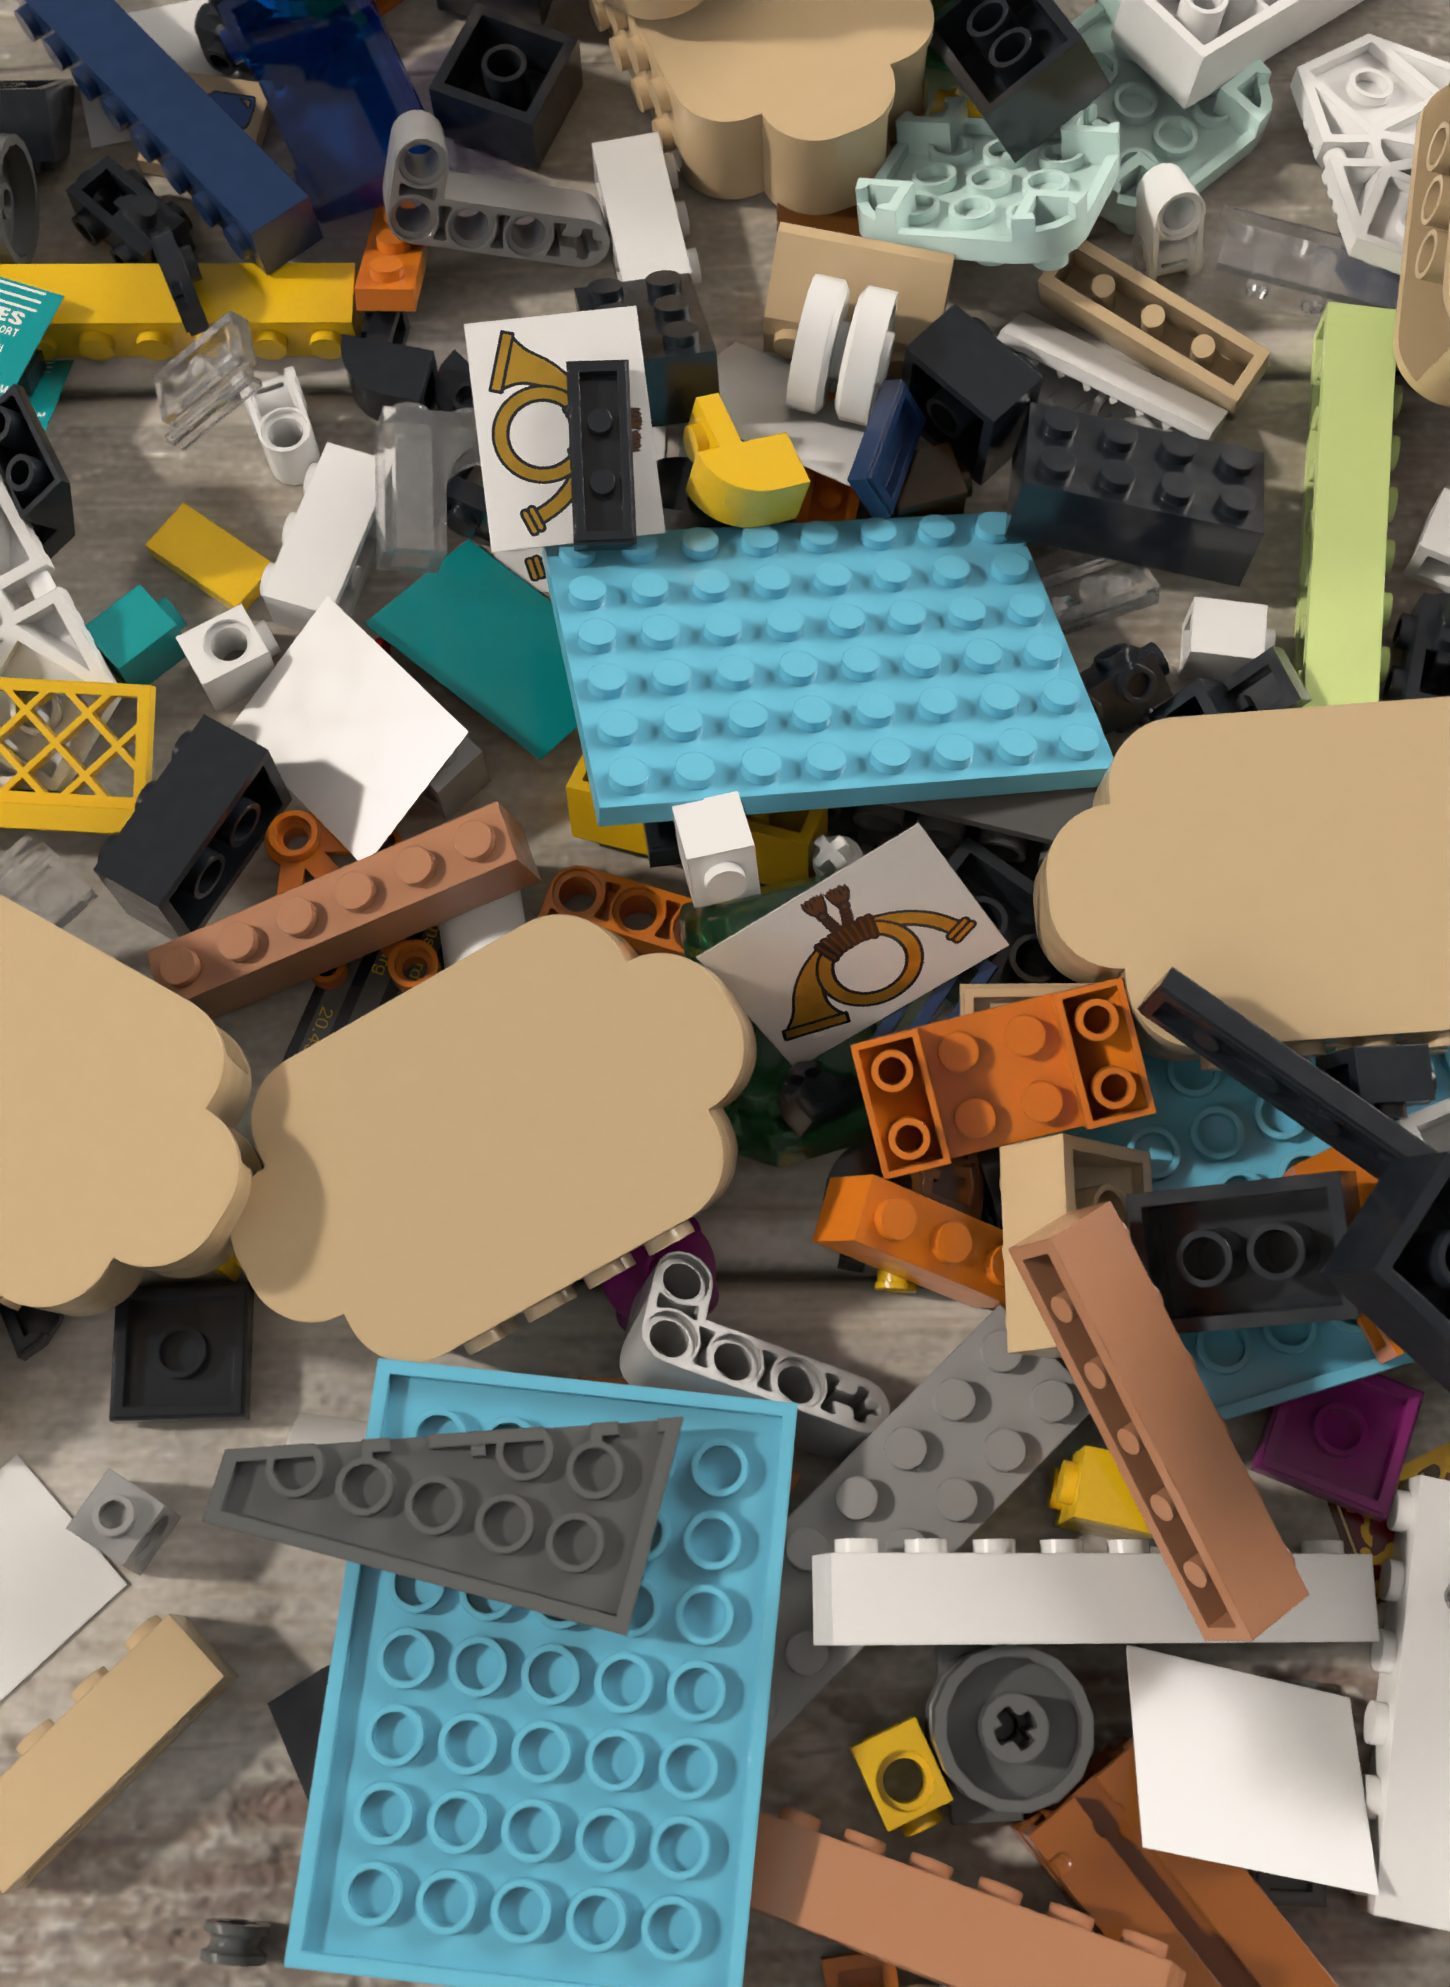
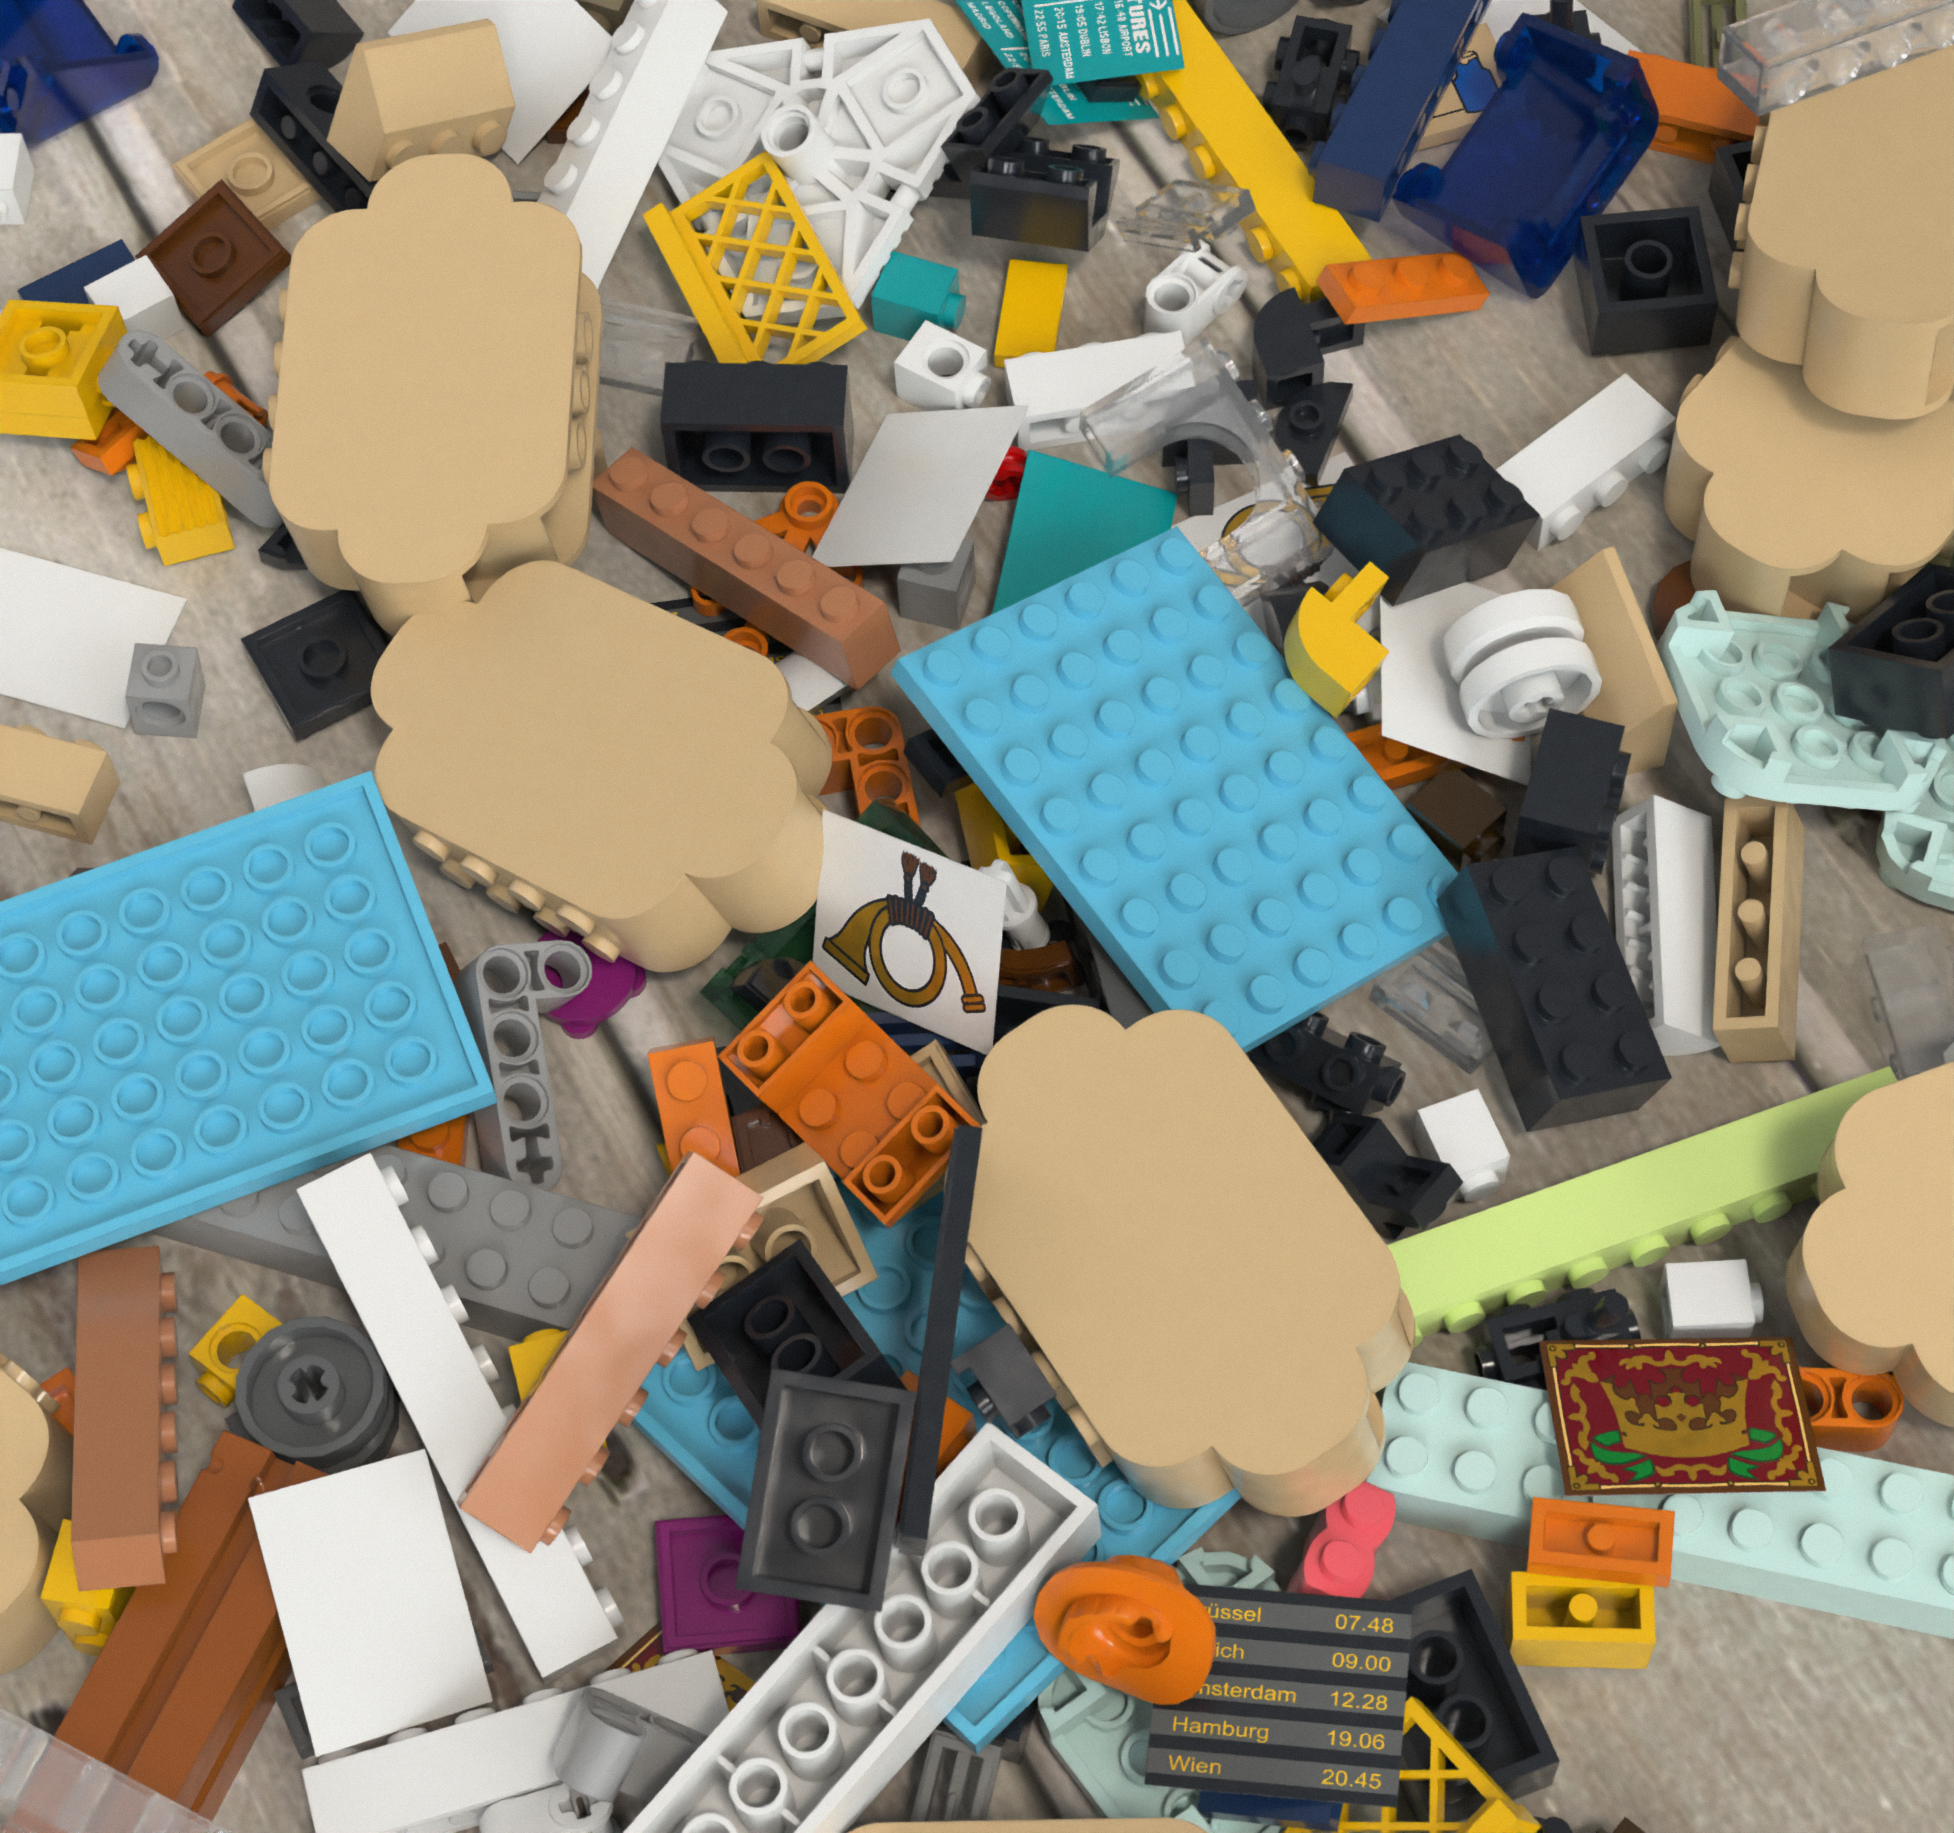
camera: 65 degrees right, 10 degrees down
(125, 471) = (1044, 195): none -> black slope
(180, 273) = (1263, 132): black plate -> none
(499, 1514) = (283, 909): dark grey wing -> none
(525, 426) = (1273, 479): white sticker -> none
(566, 224) = (1485, 323): light grey beam -> none
(601, 455) = (1262, 517): black tile -> none
(716, 849) = (922, 771): white brick -> none
(887, 448) = (1448, 751): dark blue tile -> none
(1168, 224) = (1884, 885): white piece -> none

